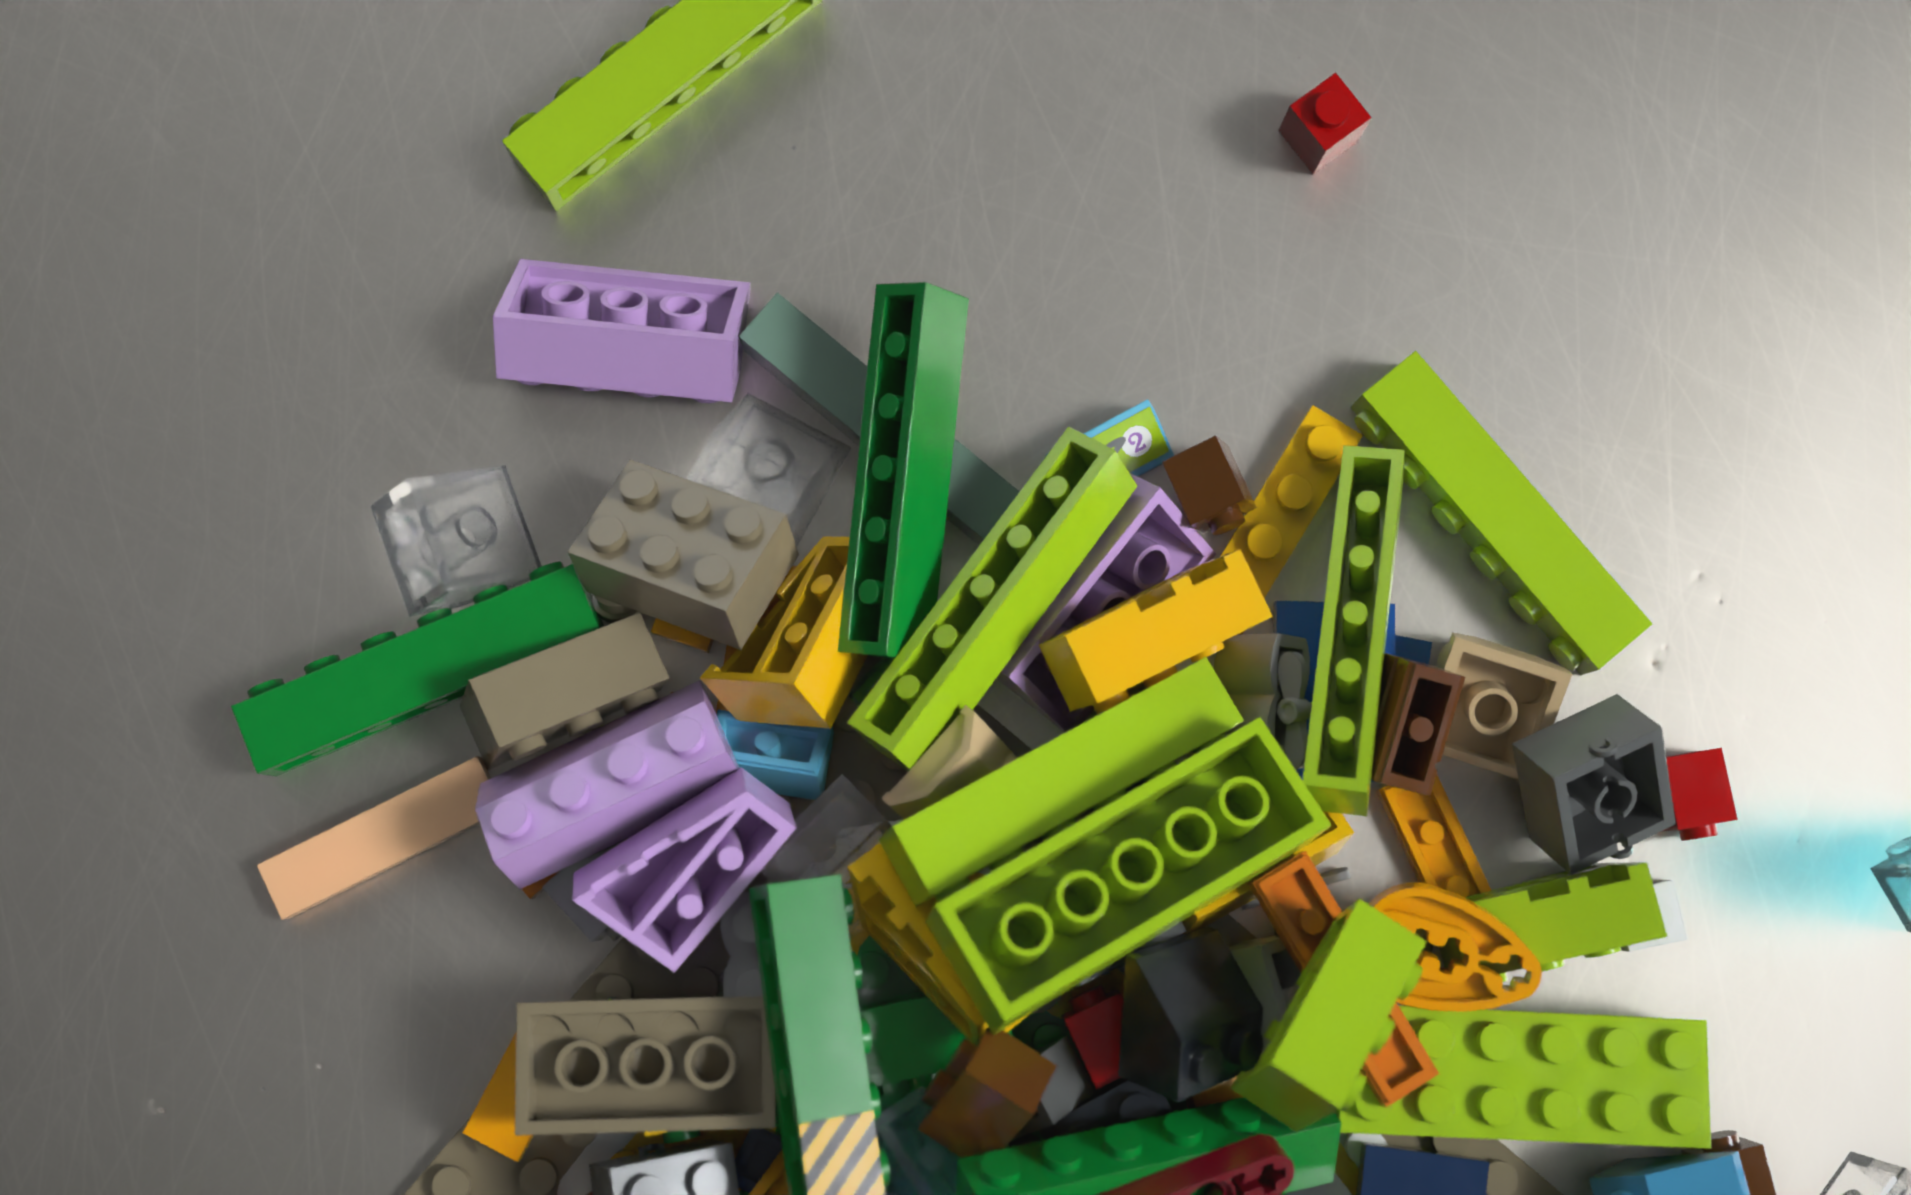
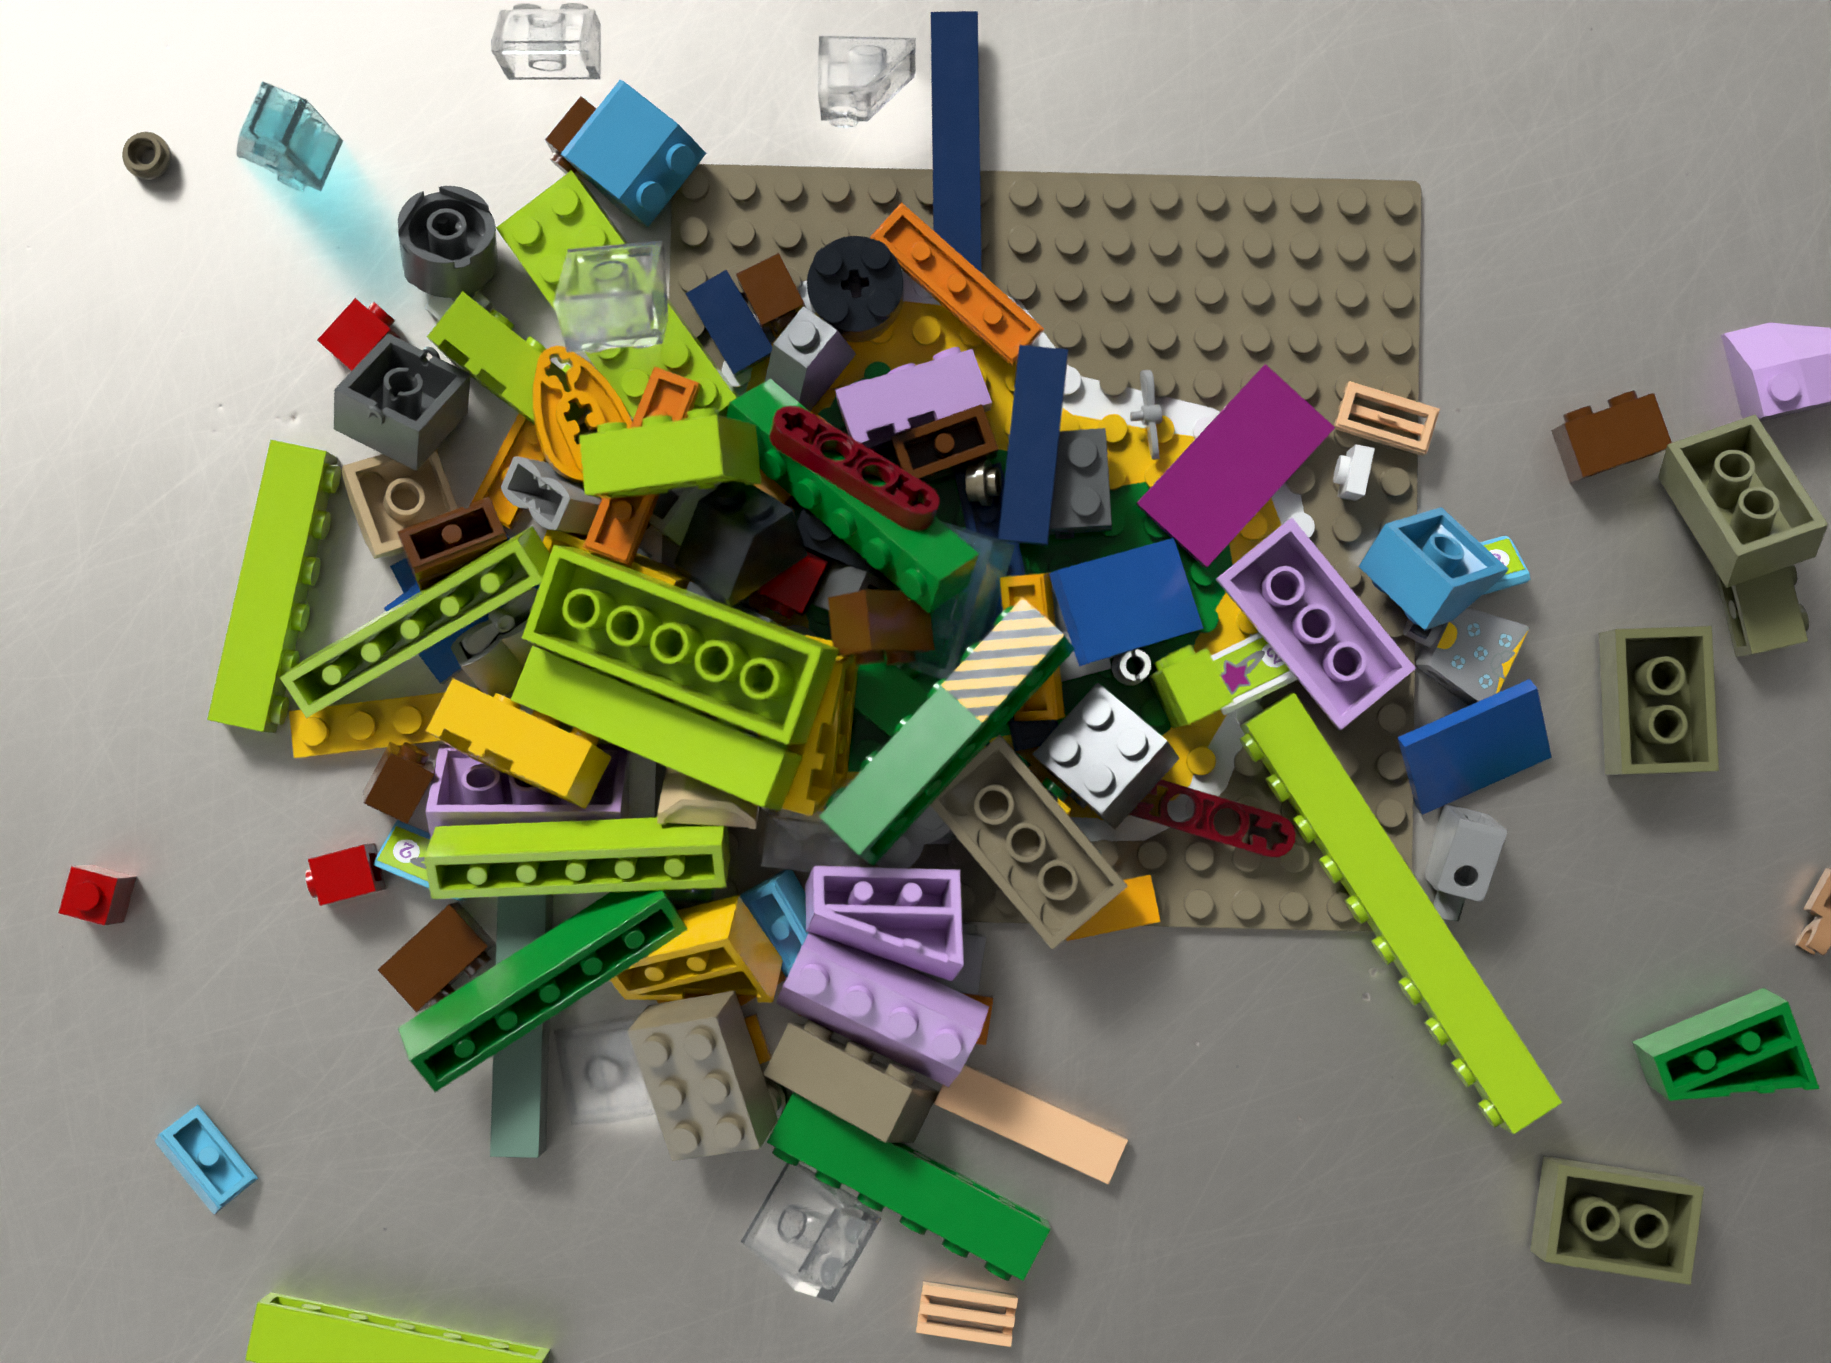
camera: 125 degrees left, 5 degrees up
(239, 608) = (964, 1332): none -> light nougat tile
(621, 331) = (593, 1237): lavender slope -> none
(993, 36) = (205, 1159): none -> medium azure slope
(1008, 391) = (438, 957): none -> reddish brown brick
(1160, 365) = (344, 874): none -> red brick
(1382, 856) = (549, 496): none -> light grey brick
(1544, 1089) = (613, 297): none -> clear slope
(1727, 959) = (447, 242): none -> dark grey brick

